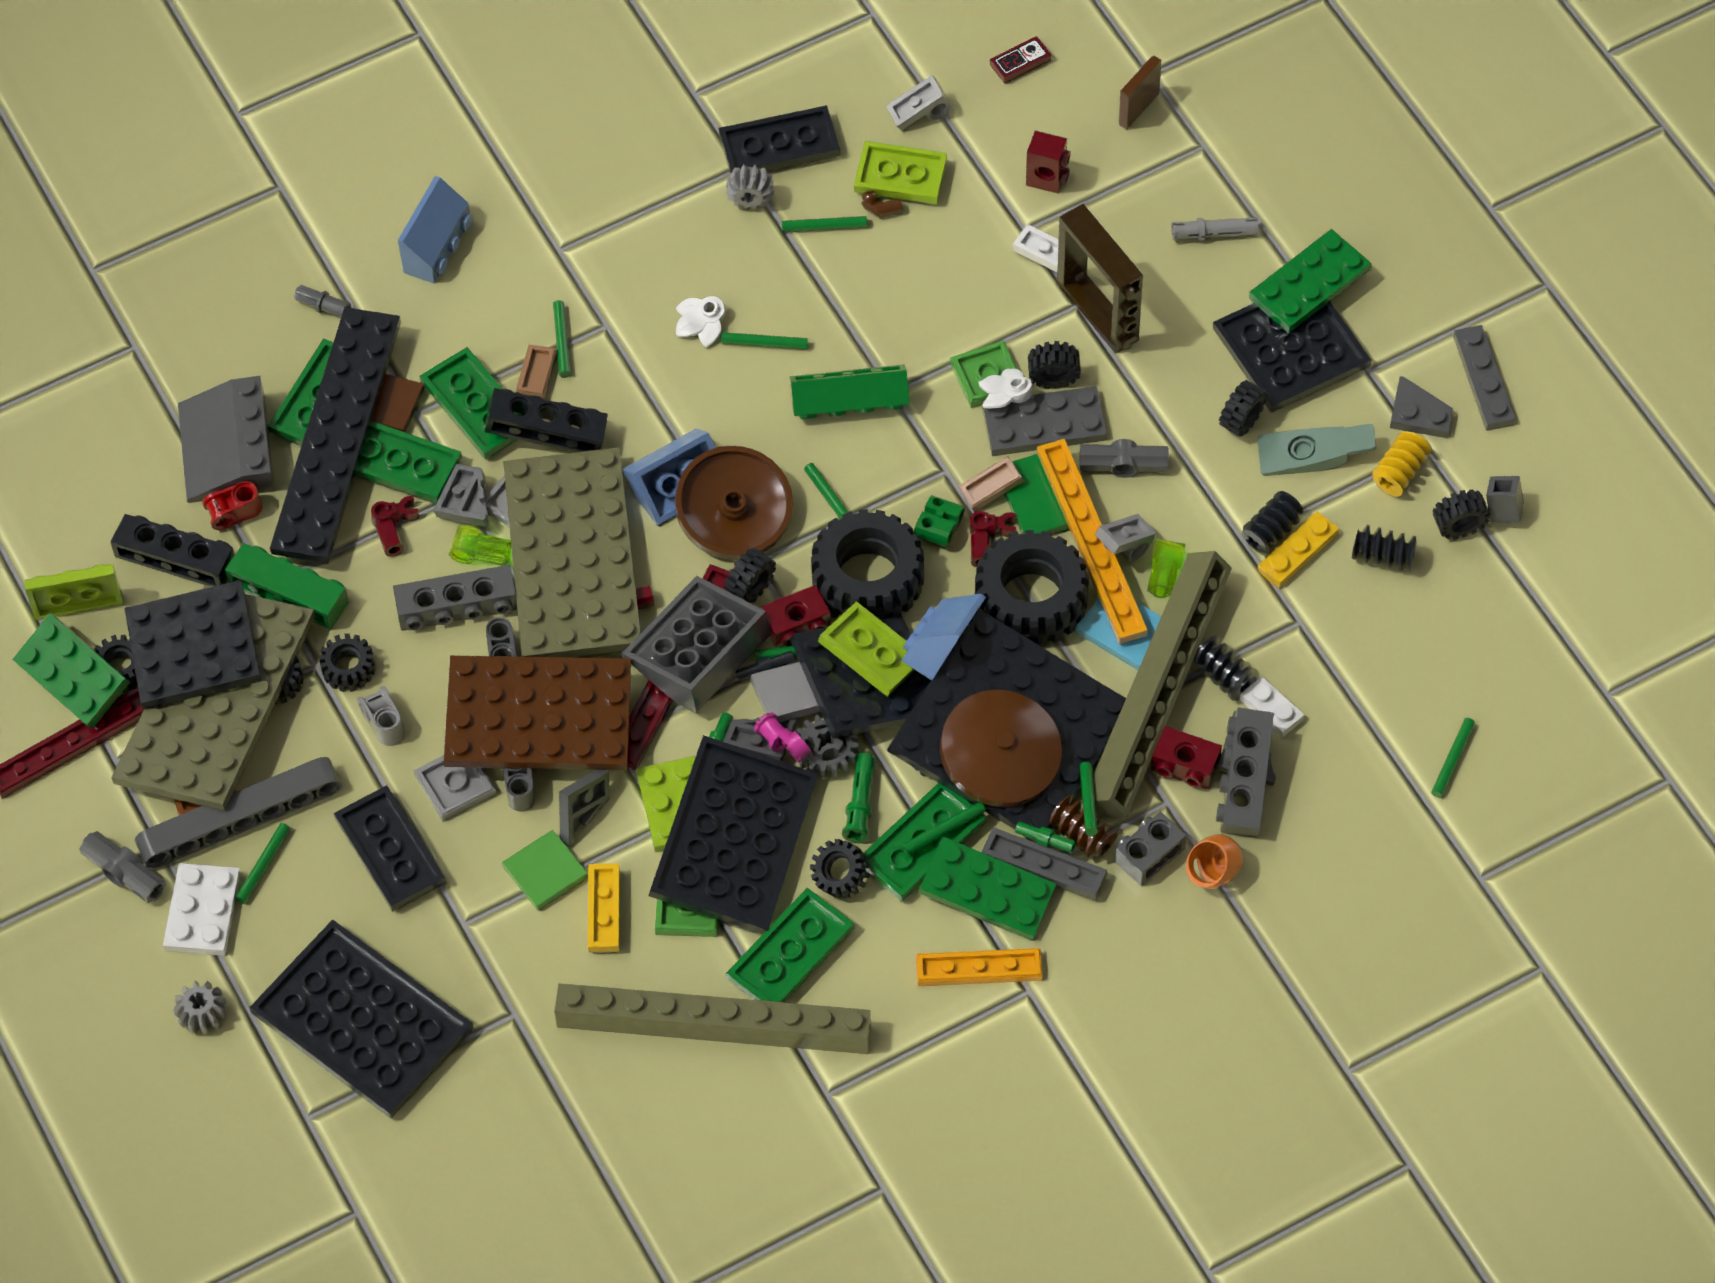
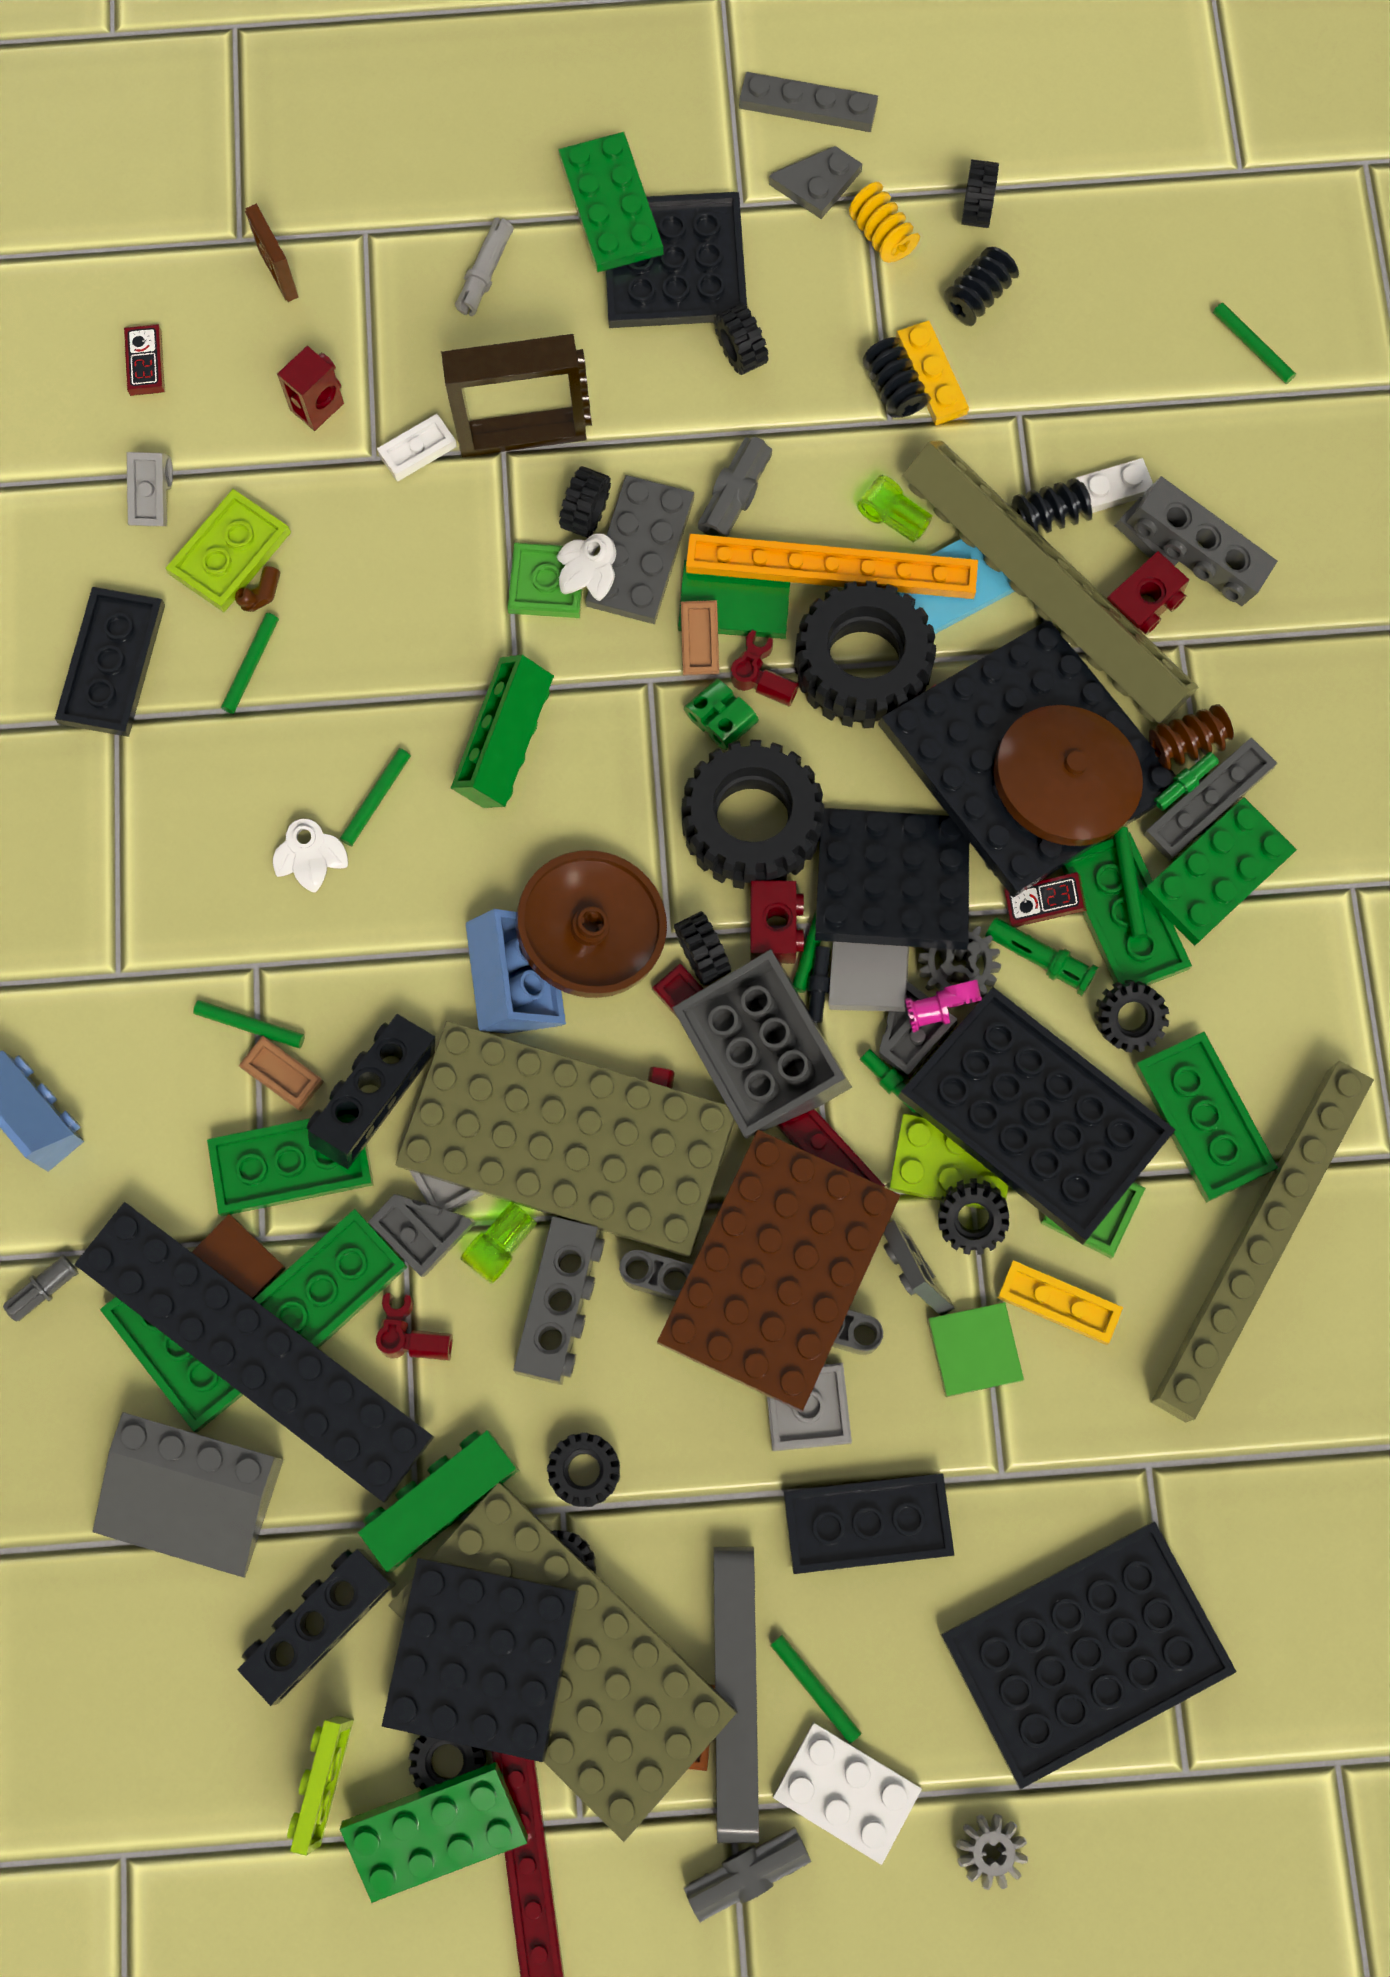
camera: 65 degrees left, 15 degrees up
(232, 505) = (286, 1526): red piece -> none
(380, 712) = (675, 1457): light grey piece -> none
(647, 833) = (973, 1239): none -> black tyre
(750, 187) = (161, 718): light grey gear -> none
(825, 489) = (626, 816): green bar -> none
(868, 648) = (876, 855): lime plate -> none
(903, 782) = (1047, 900): none -> tile
(939, 633) = (897, 766): medium blue slope -> none
(979, 967) = (1305, 924): light orange tile -> none
(1088, 799) = (1170, 713): green bar -> none
(1128, 535) = (847, 526): light grey plate -> none
(1155, 852) = (1250, 680): dark grey brick -> none
(1217, 860) = (1291, 620): orange helmet -> none
(1312, 448) = (816, 299): sand green piece -> none
(1505, 499) = (979, 141): dark grey brick -> none

